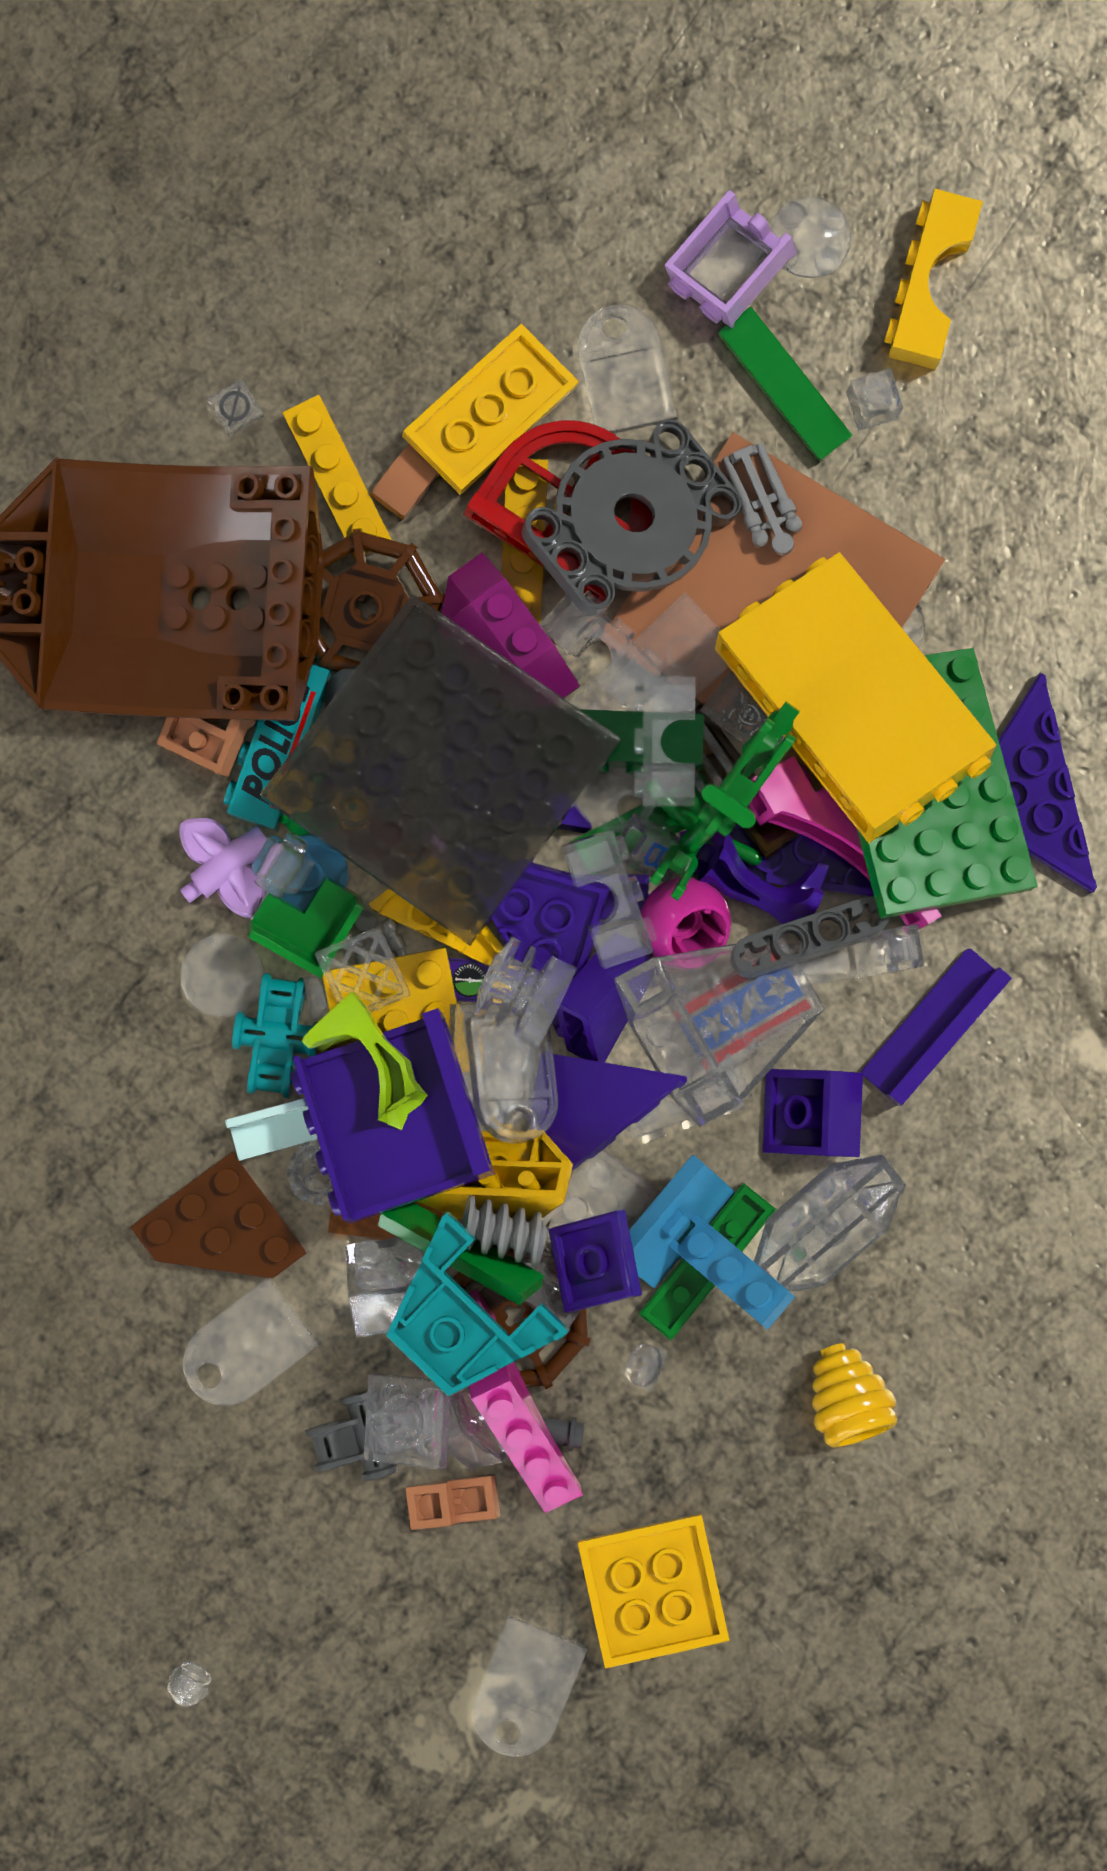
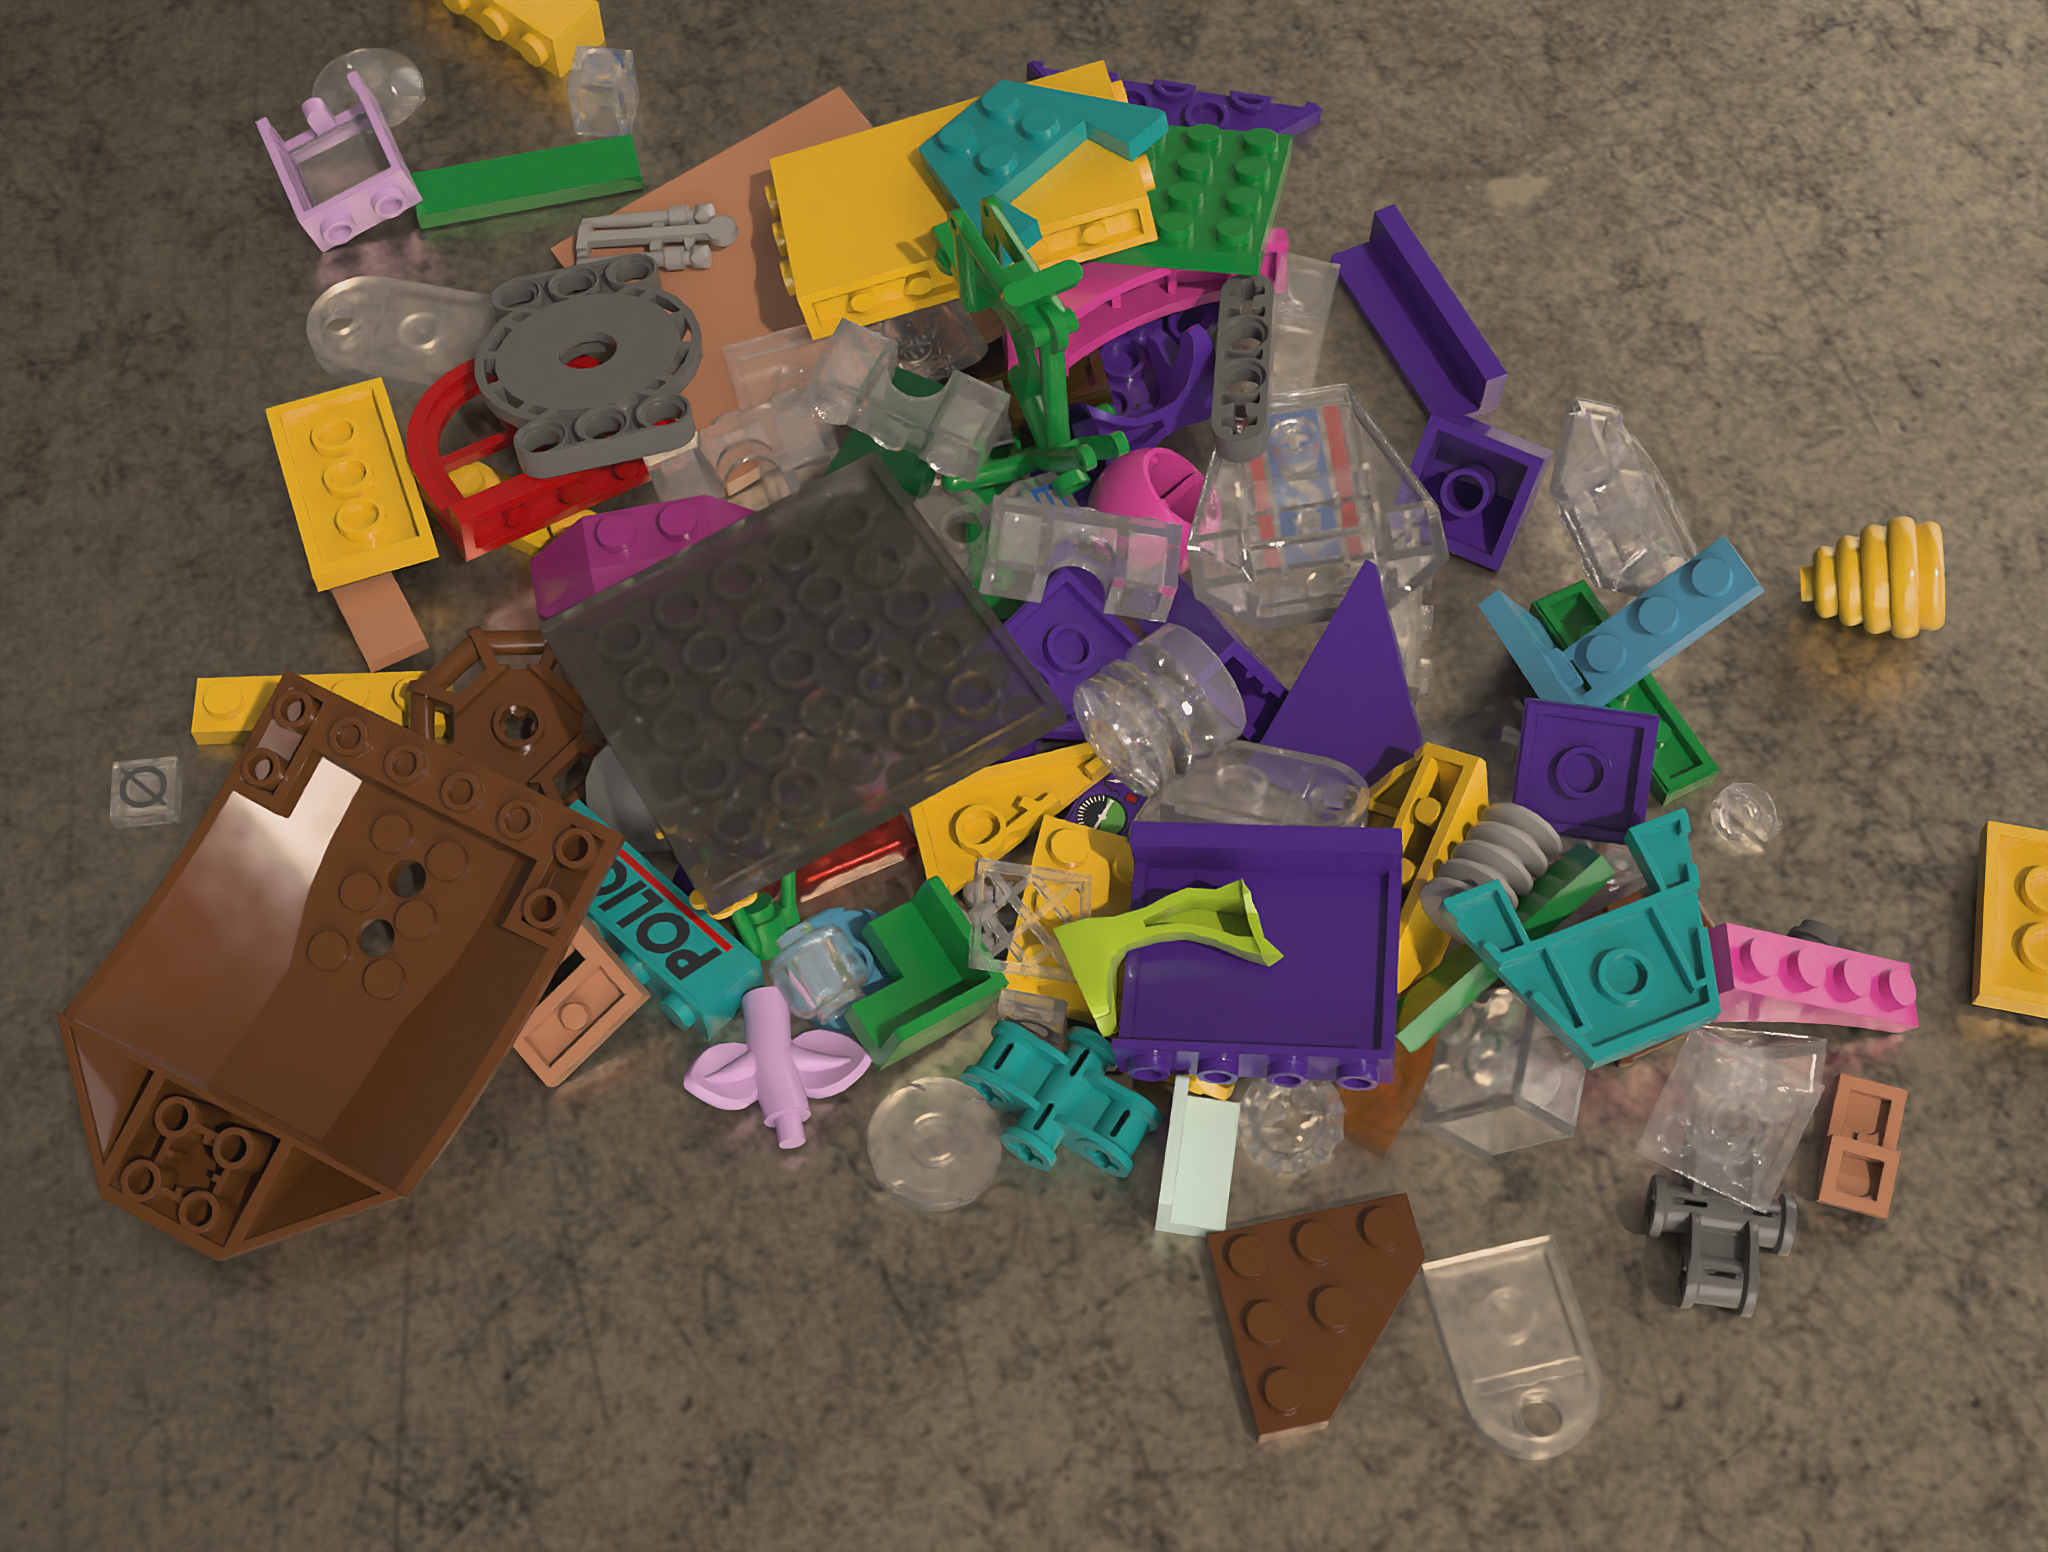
camera: 65 degrees left, 25 degrees down
(890, 715) = (1020, 135): none -> teal wing

